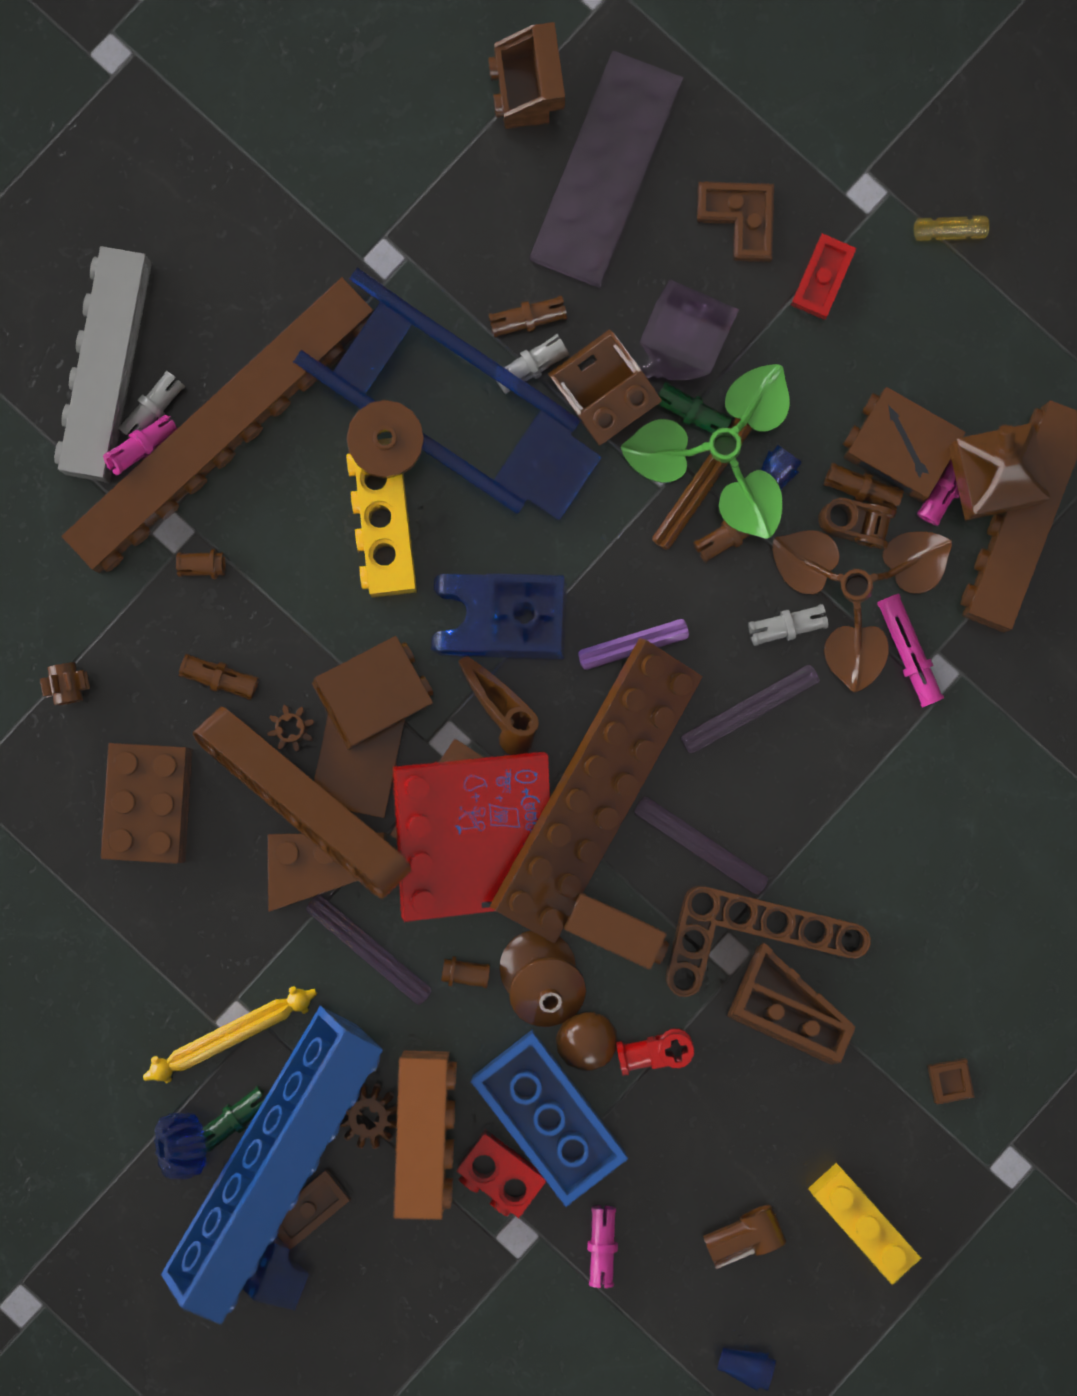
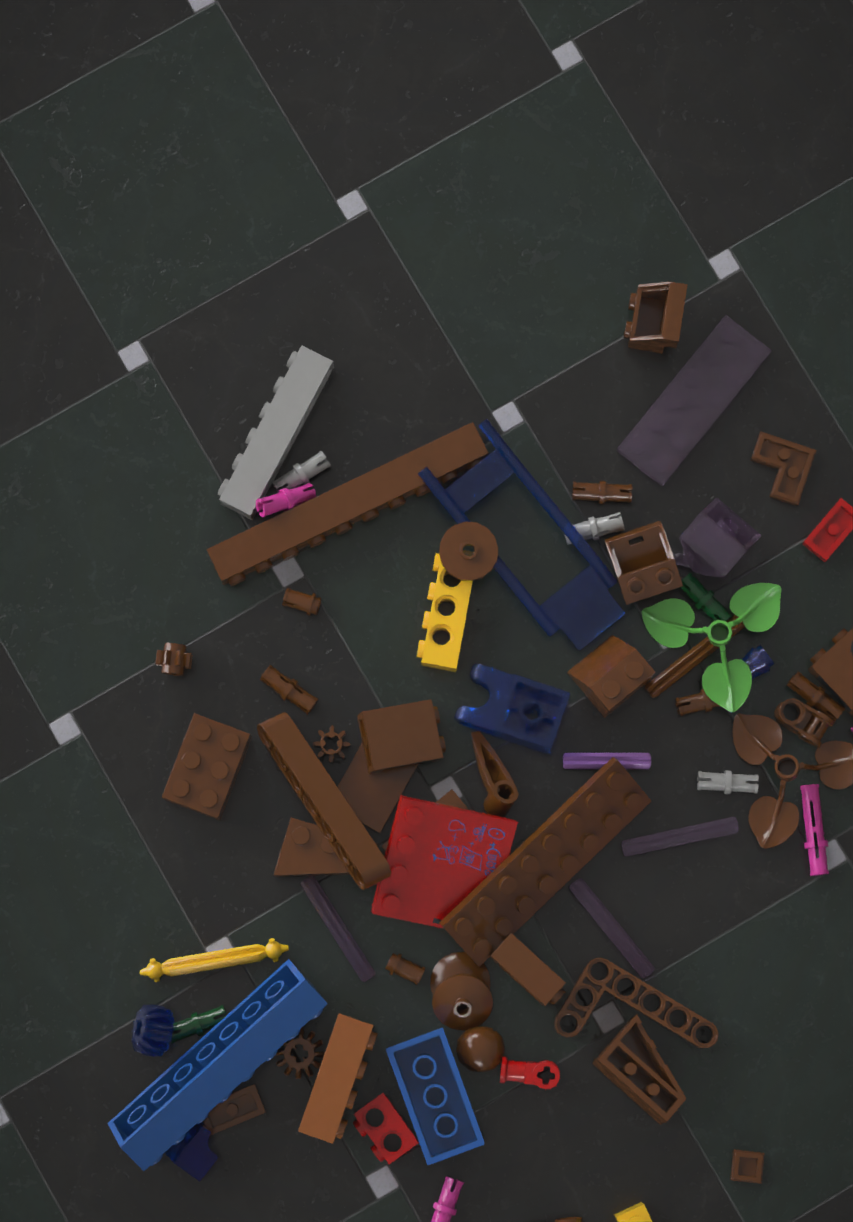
camera: 20 degrees right, 5 degrees down
(607, 536) = (611, 674): none -> reddish brown slope

